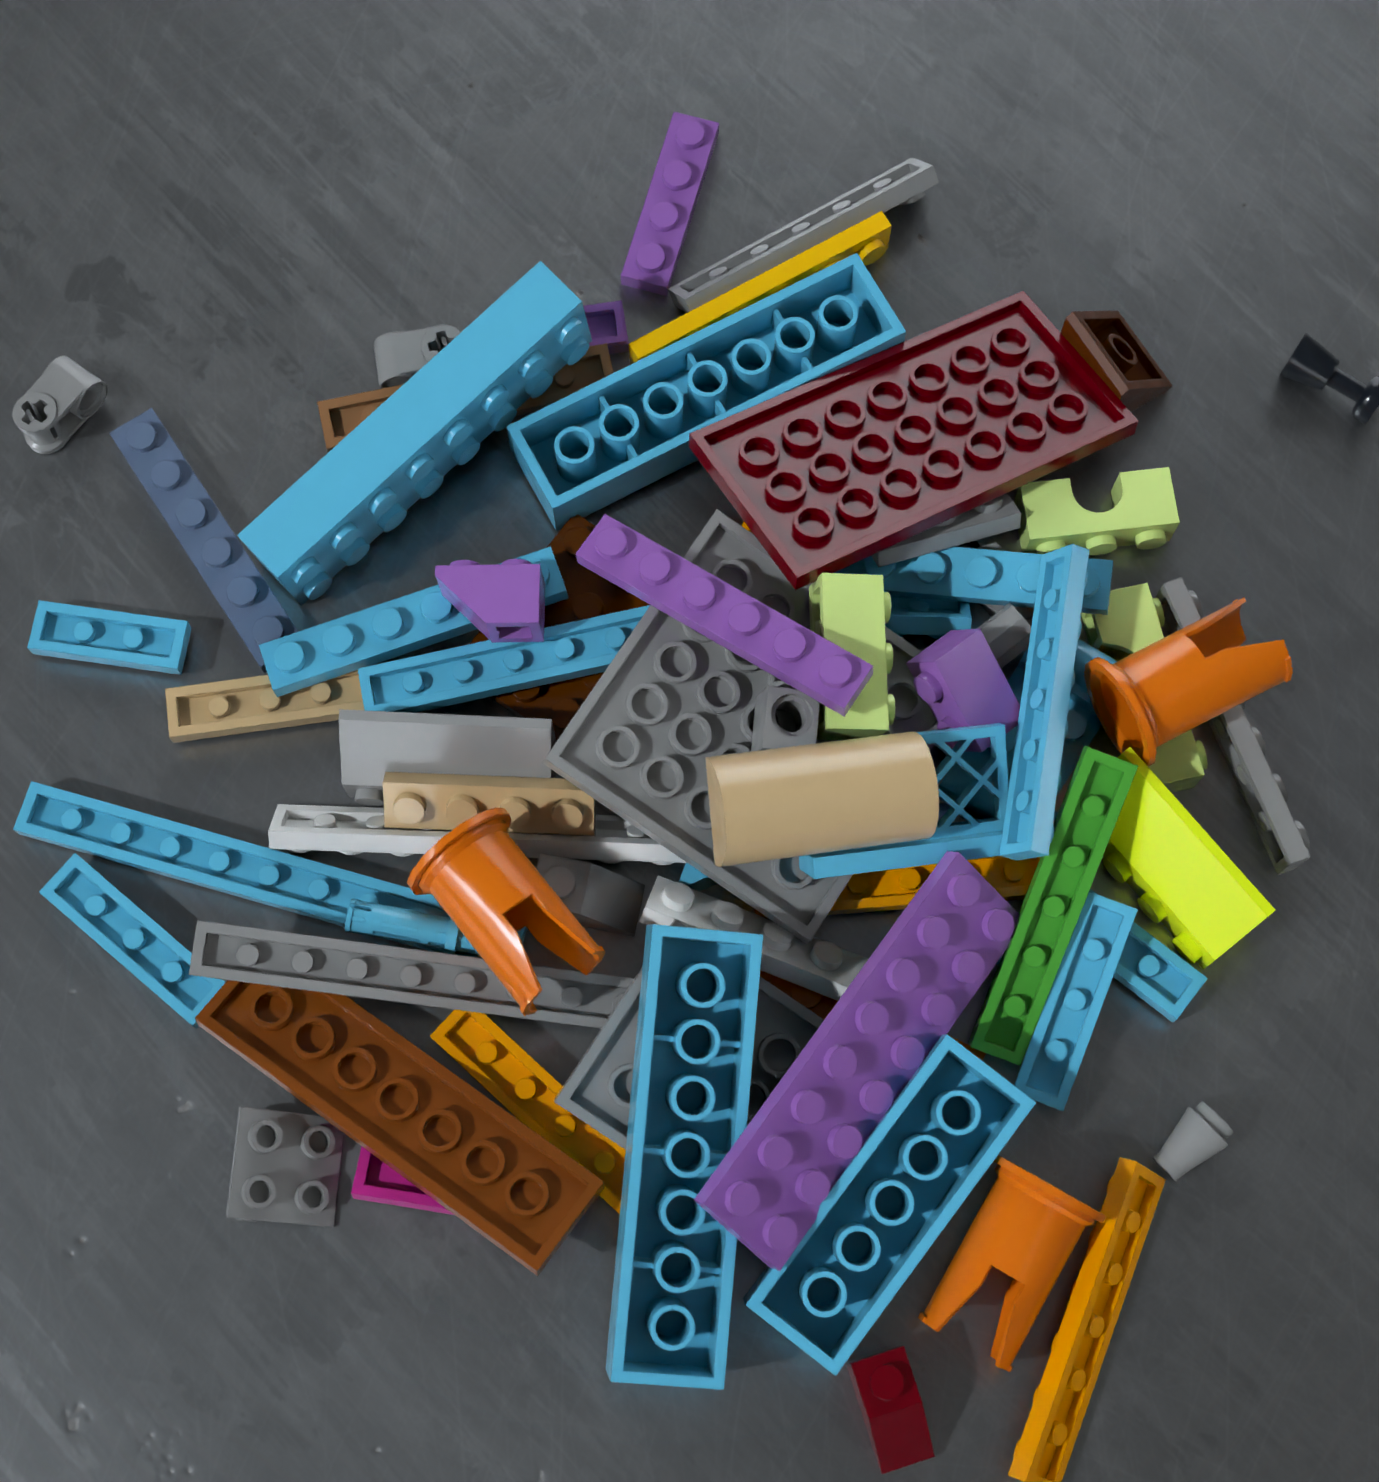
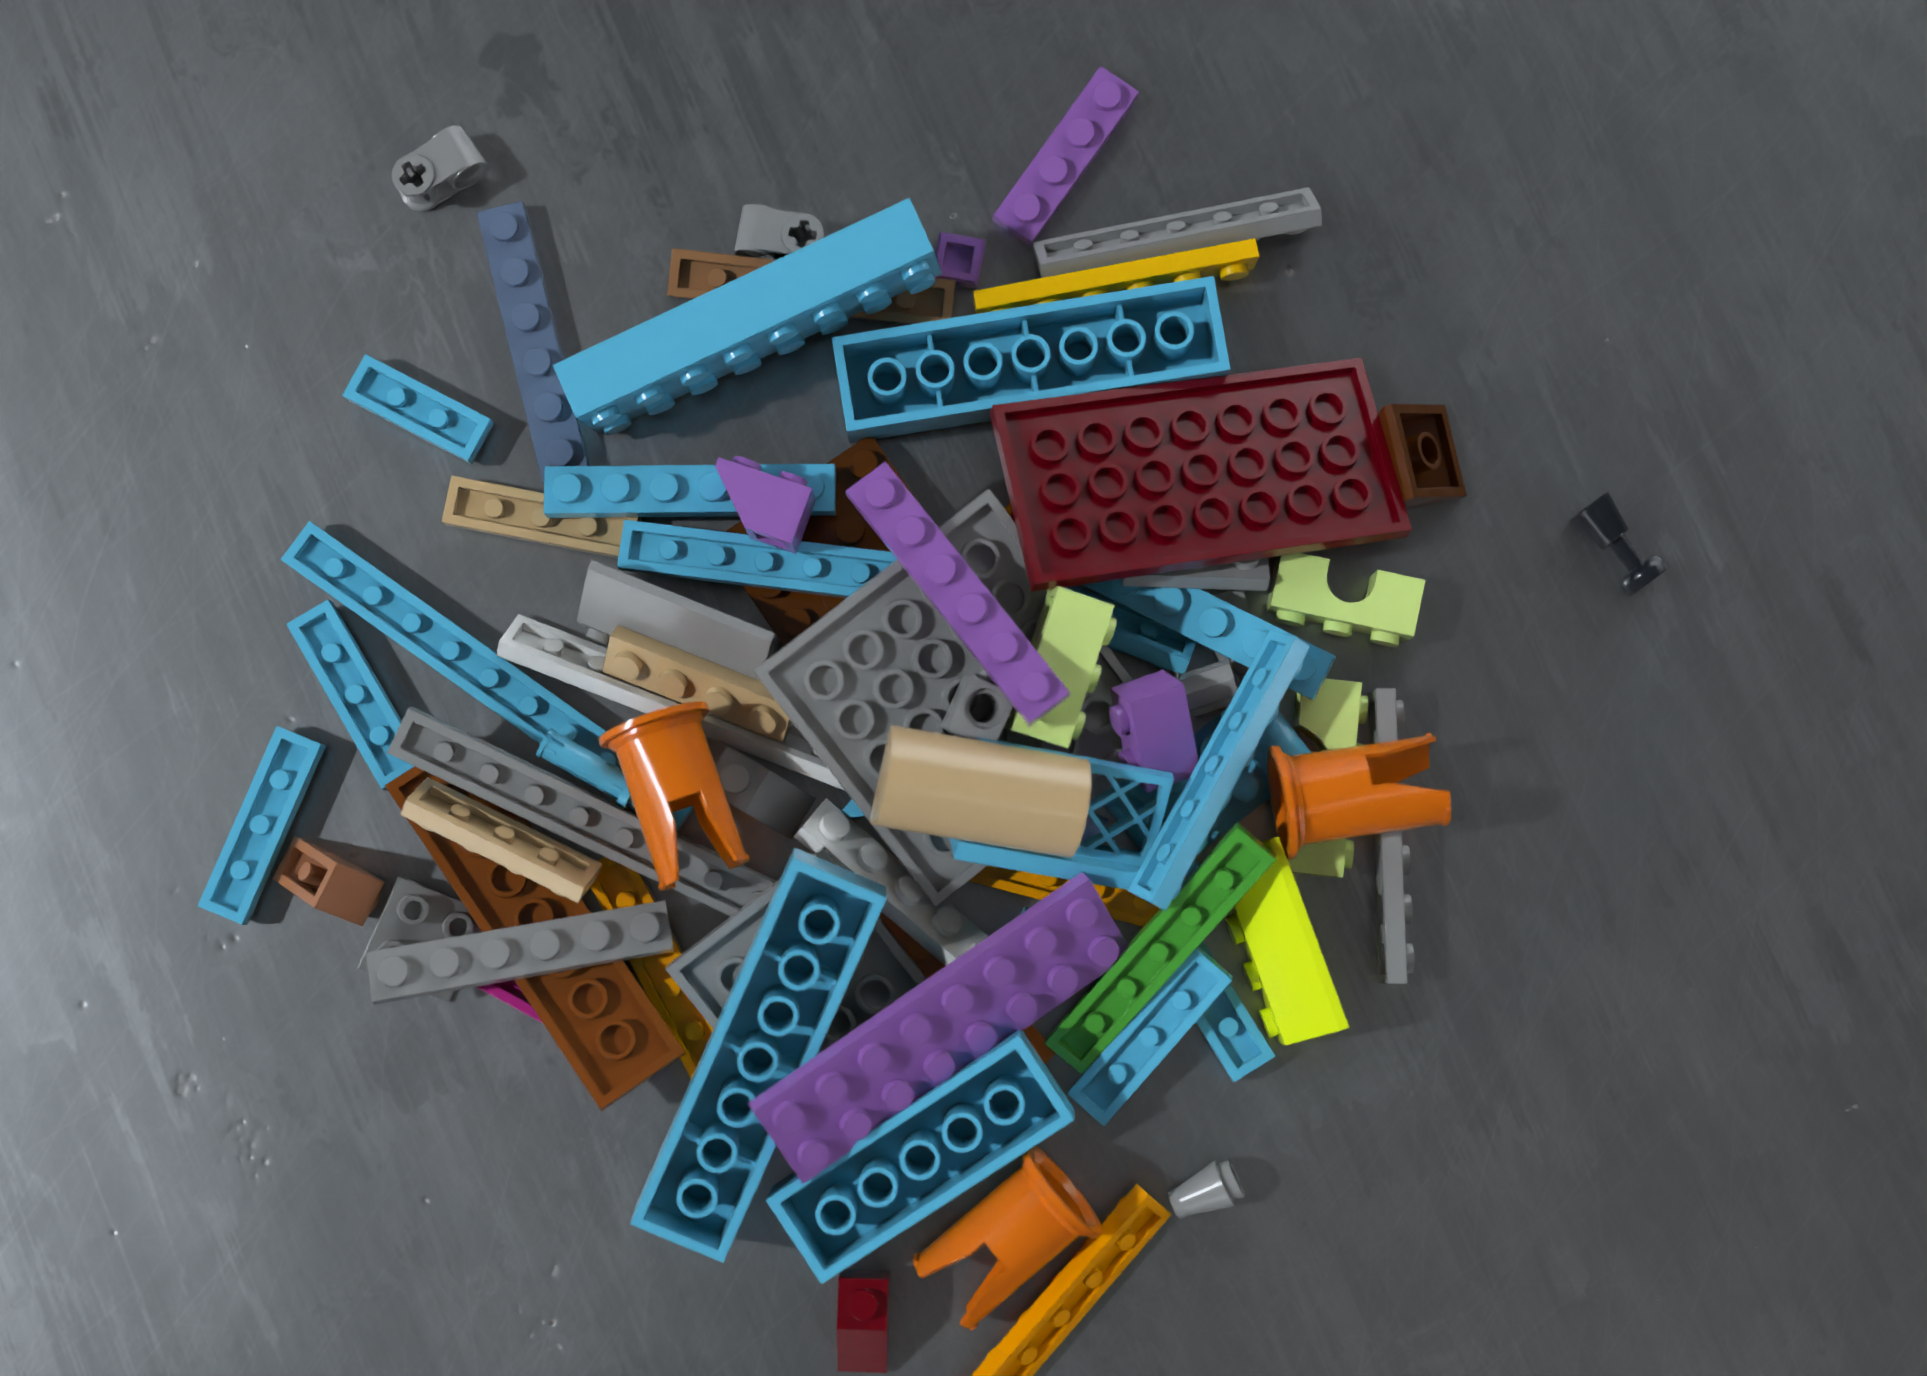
camera: 20 degrees right, 10 degrees up
(75, 1109) = (261, 826): none -> medium azure plate
(166, 1140) = (328, 881): none -> nougat slope
(340, 1027) = (501, 839): none -> tan plate
(393, 1137) = (518, 952): none -> light grey plate

